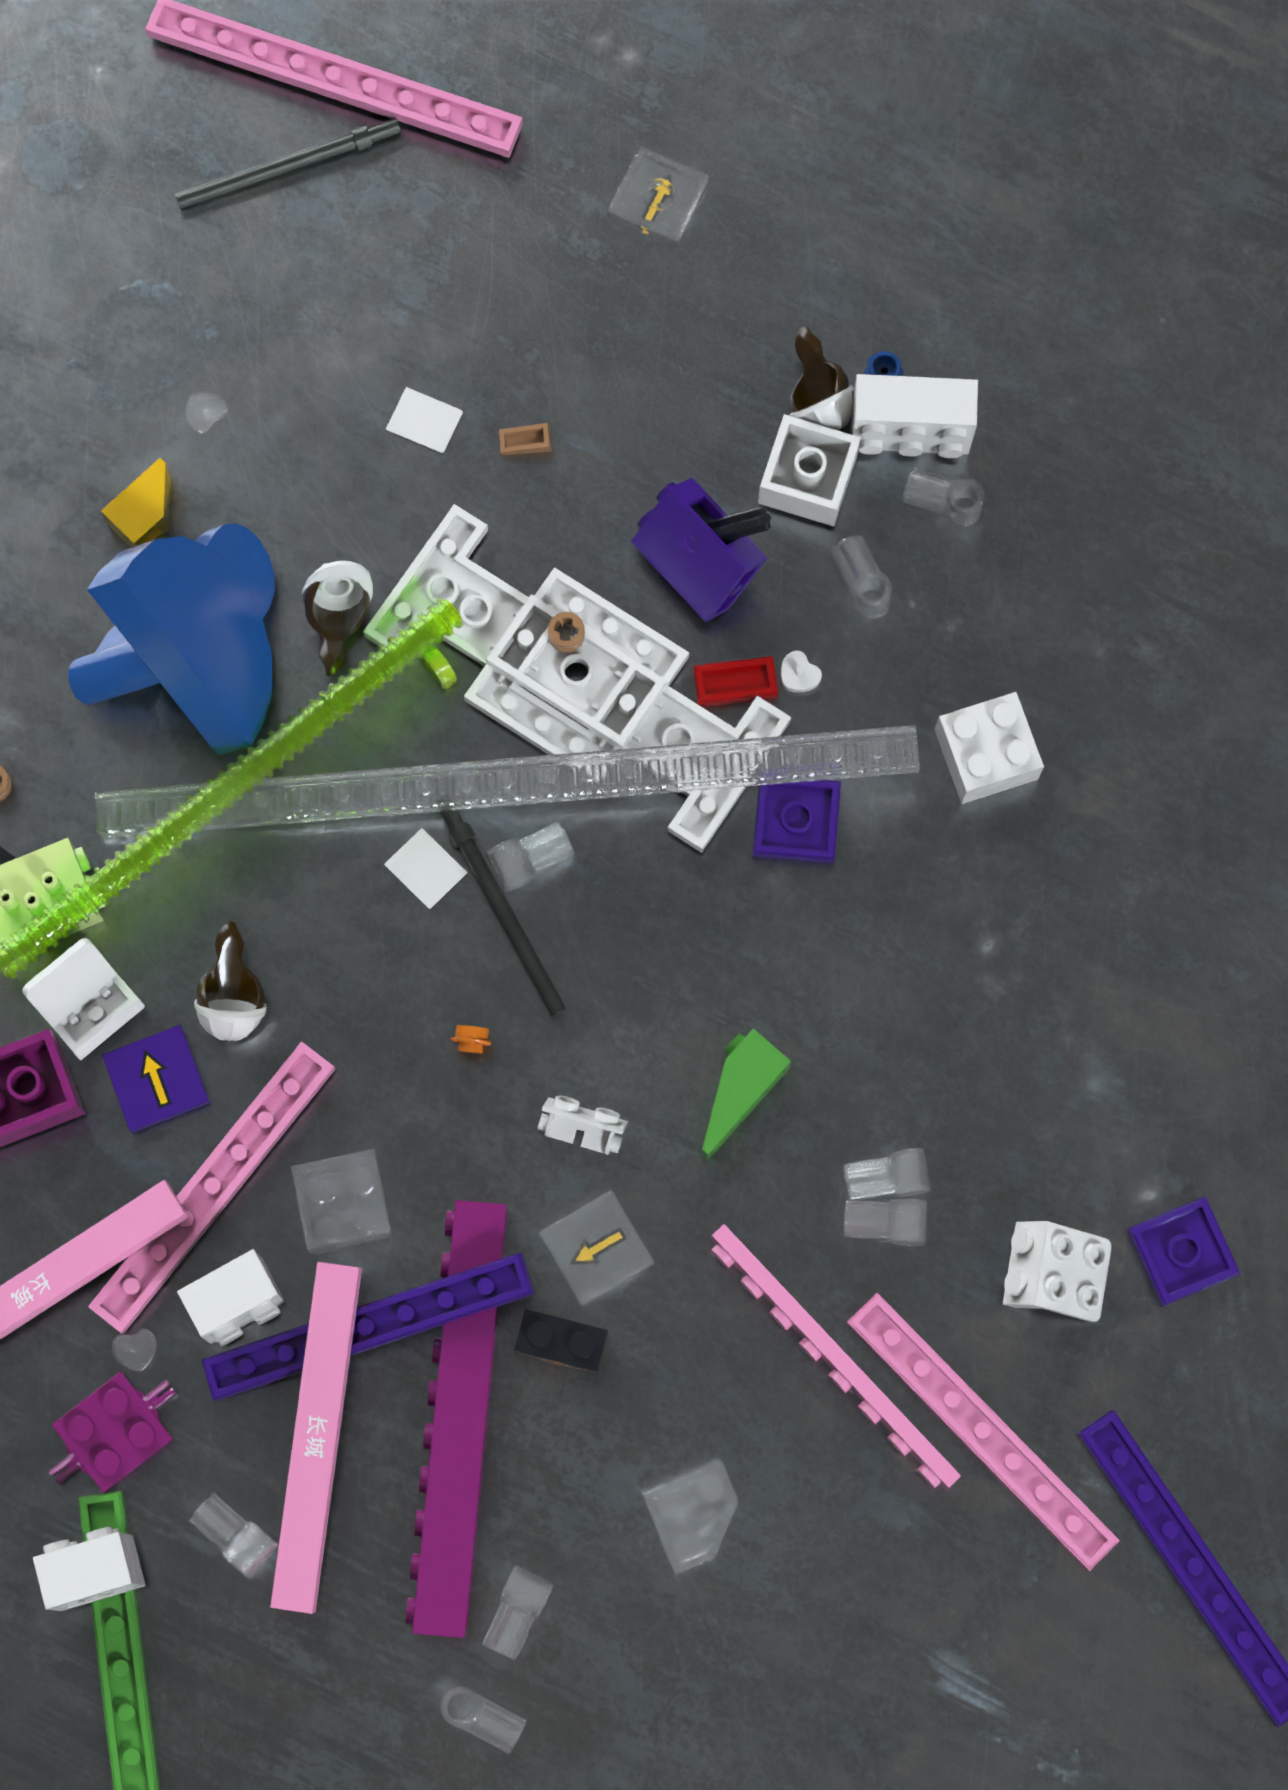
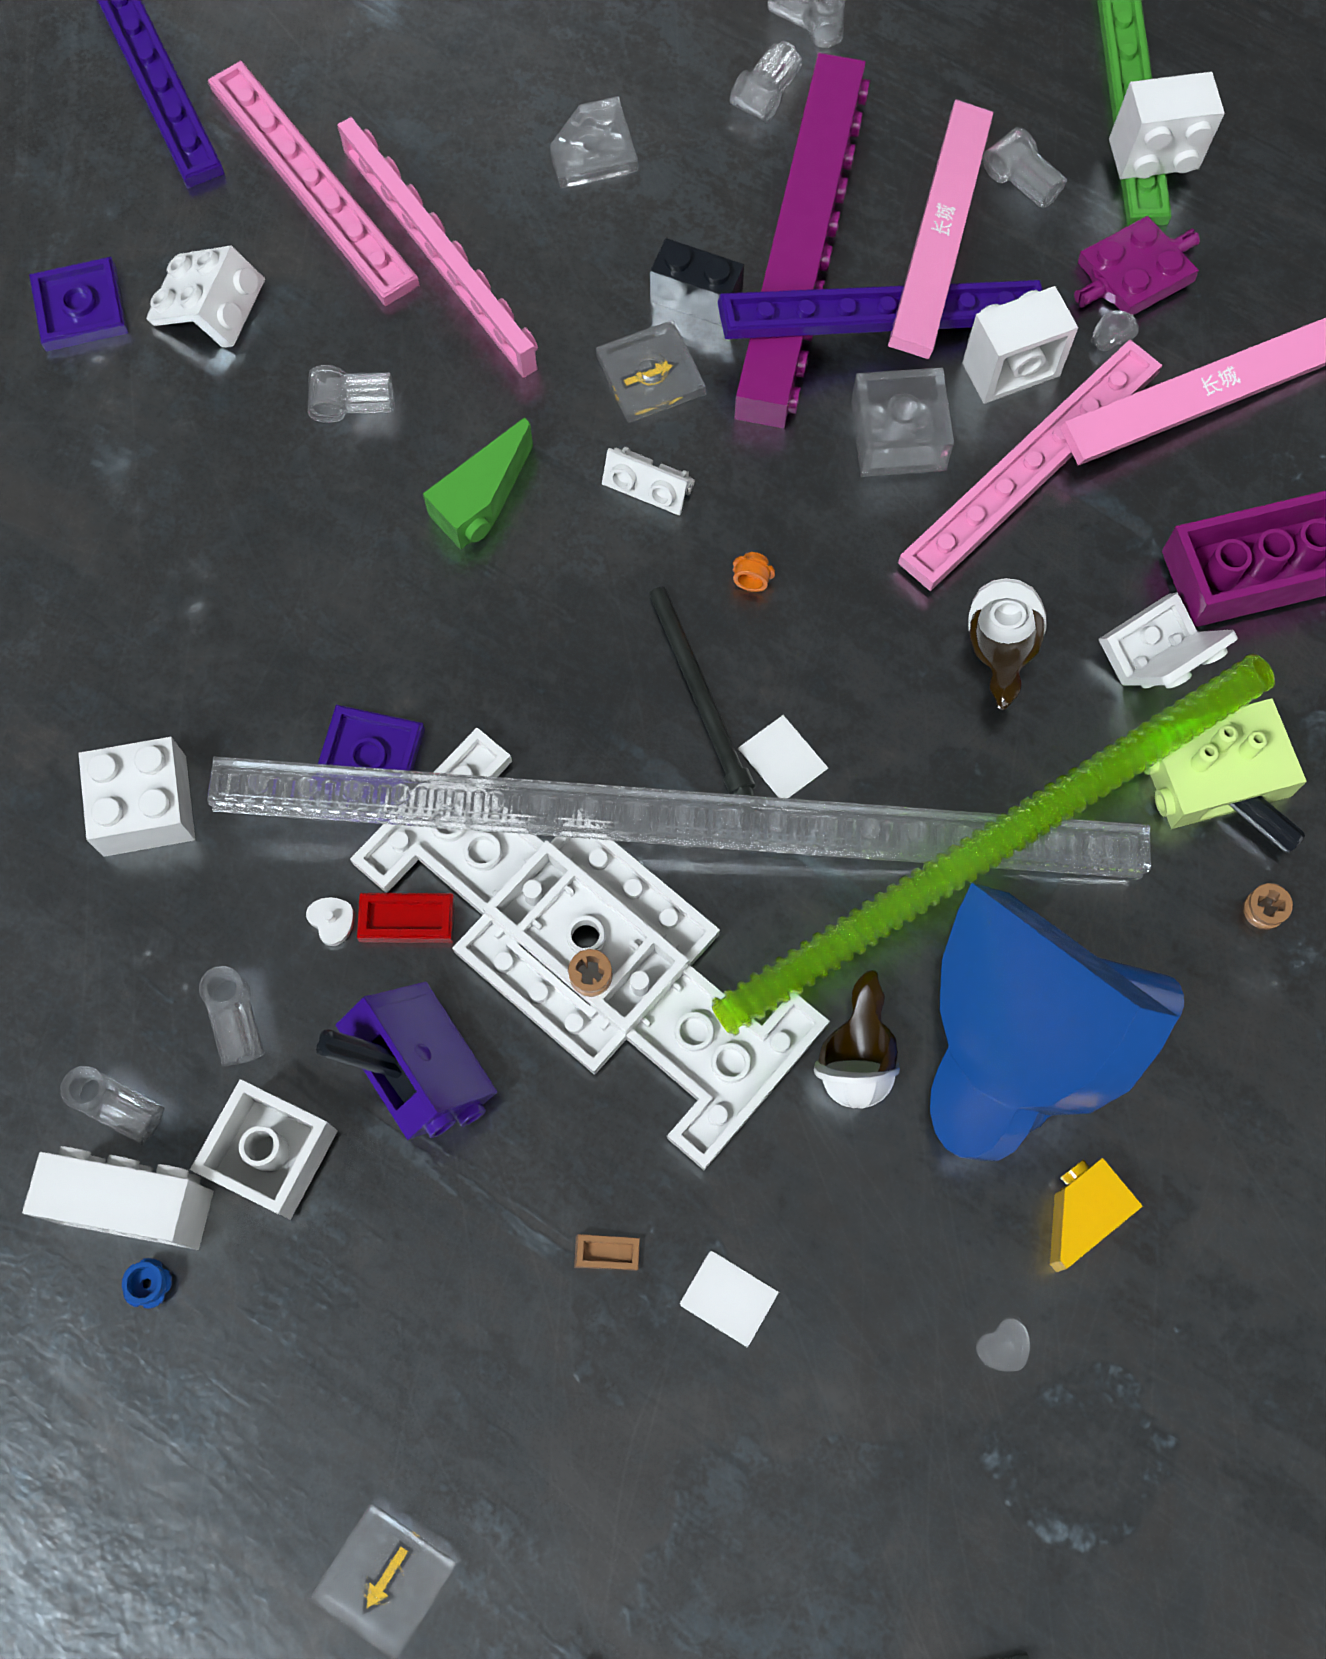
camera: 170 degrees left, 5 degrees down
(155, 1079) = (1087, 575): dark purple tile -> none
(439, 668) = (741, 965): lime tile -> none
(518, 860) = (679, 742): clear piece -> none
(823, 388) = (227, 1256): dark brown piece -> none
(897, 1221) = (355, 353): clear piece -> none

